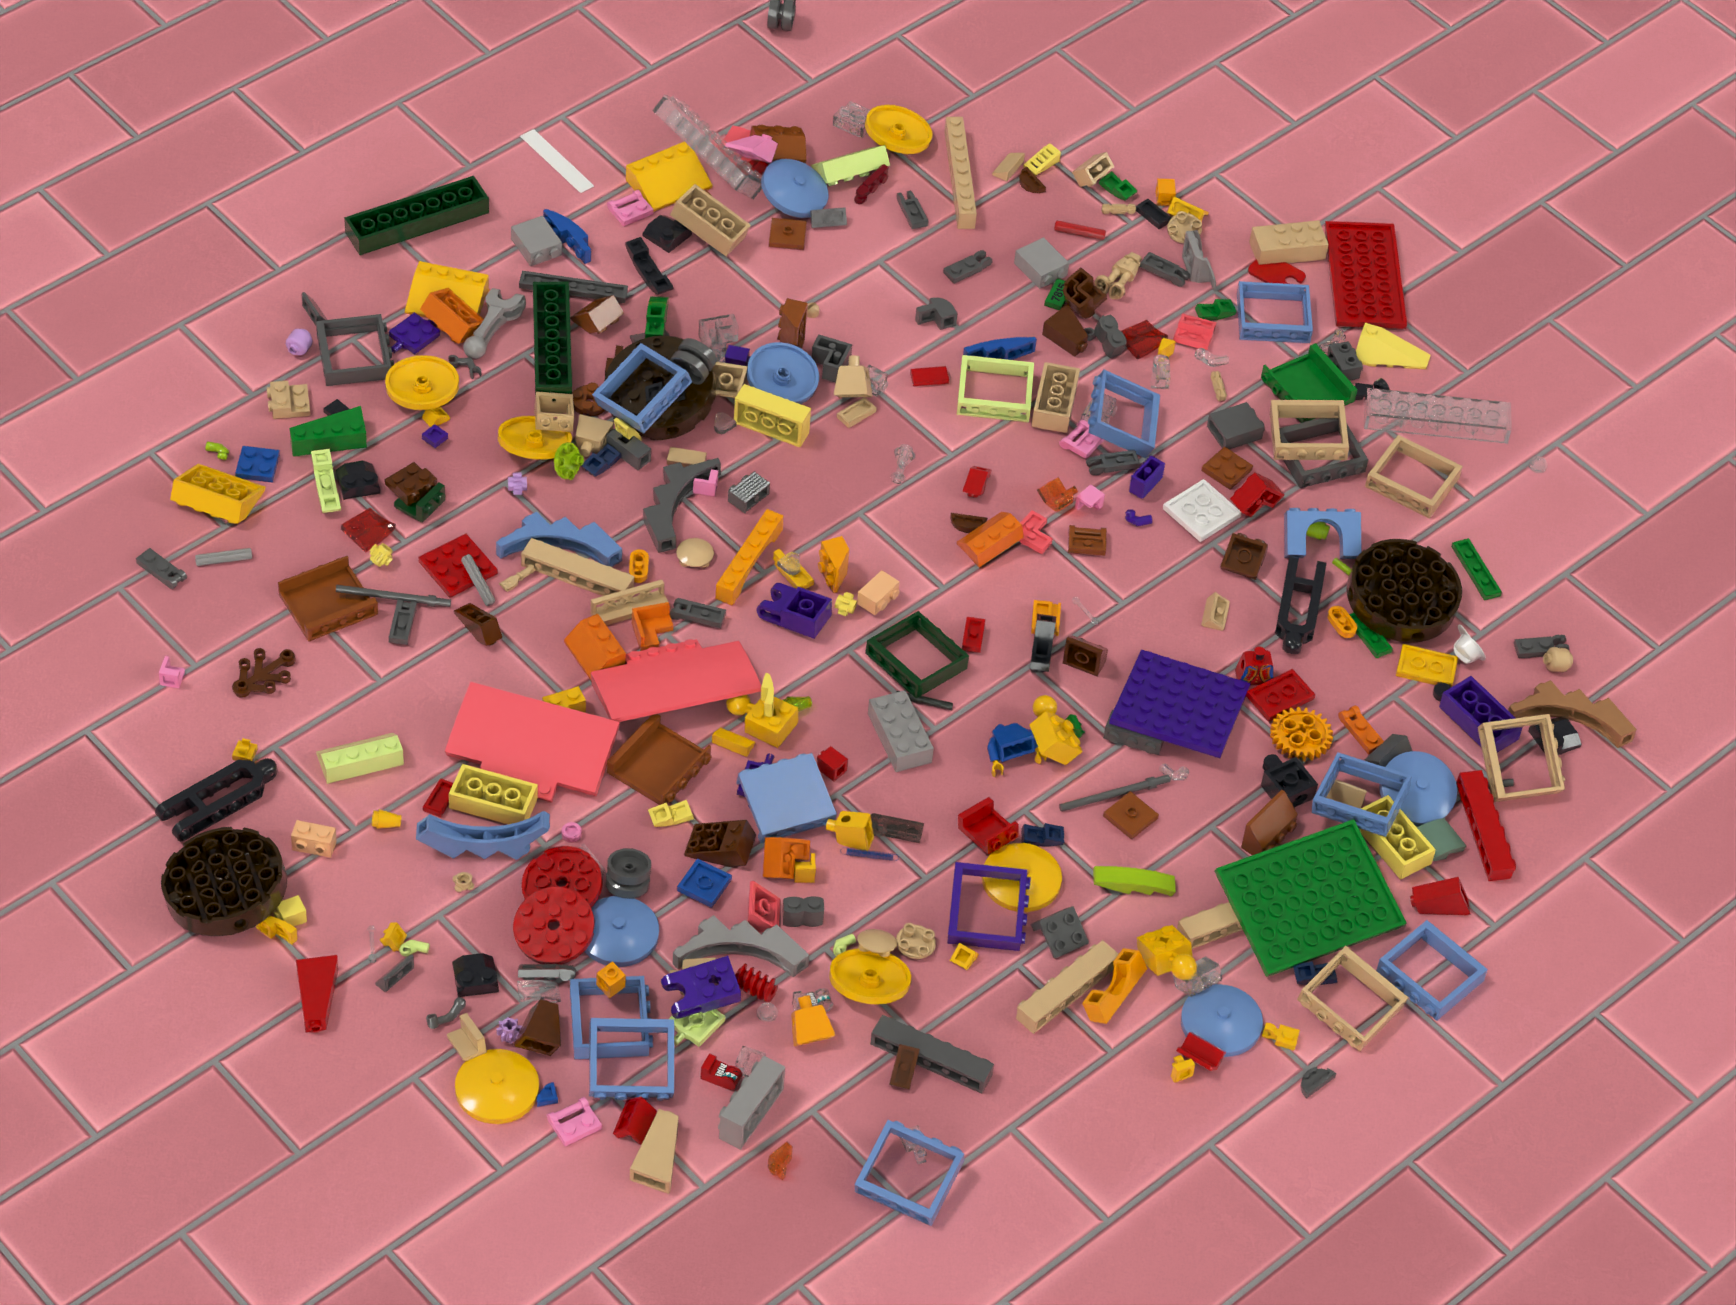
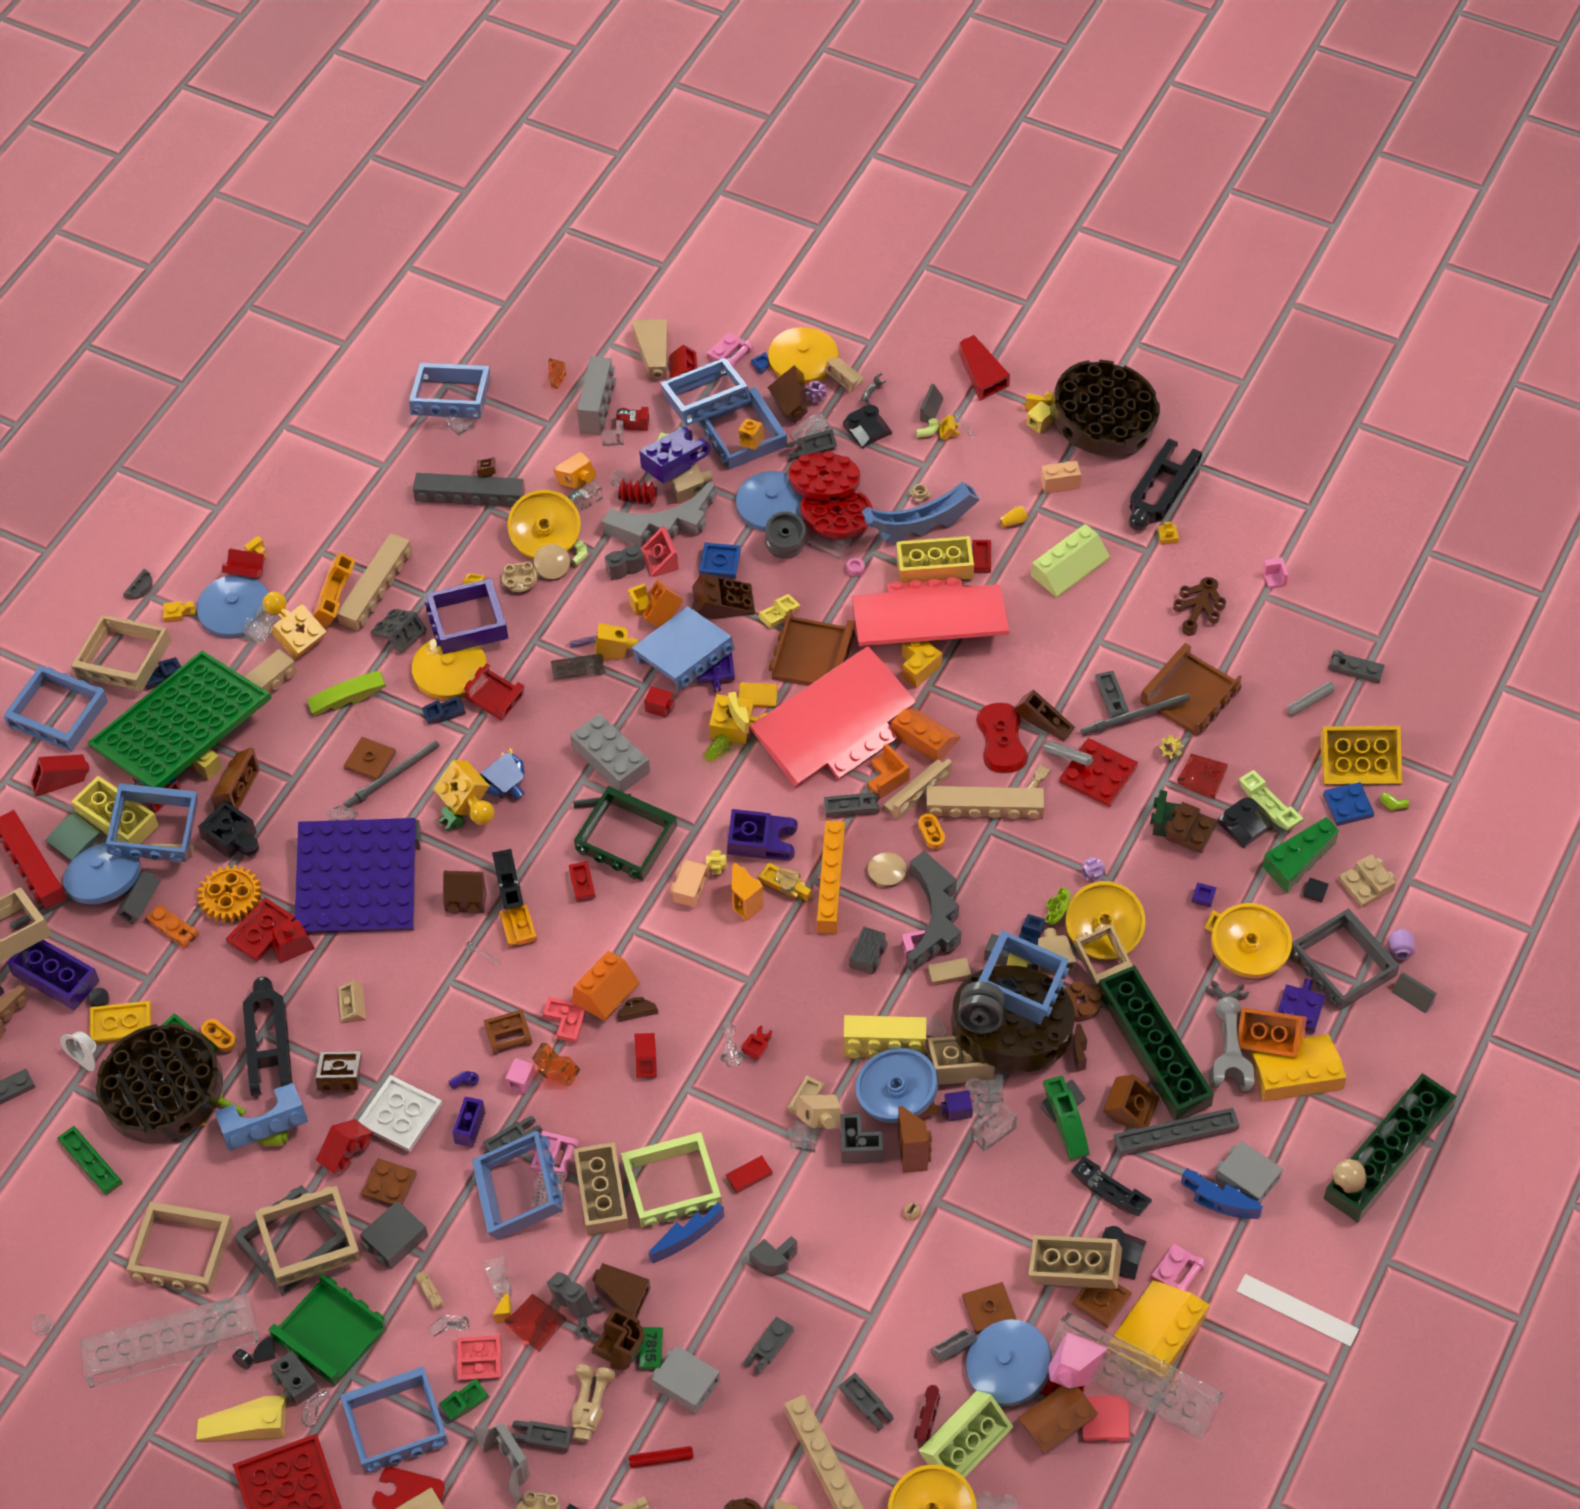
camera: 165 degrees right, 5 degrees up
(467, 192) = (1350, 1175): none -> tan hair
(523, 635) = (1001, 730): none -> red plate
(589, 540) = (1020, 834): medium blue arch -> none
(879, 457) = (756, 1045): none -> red plate

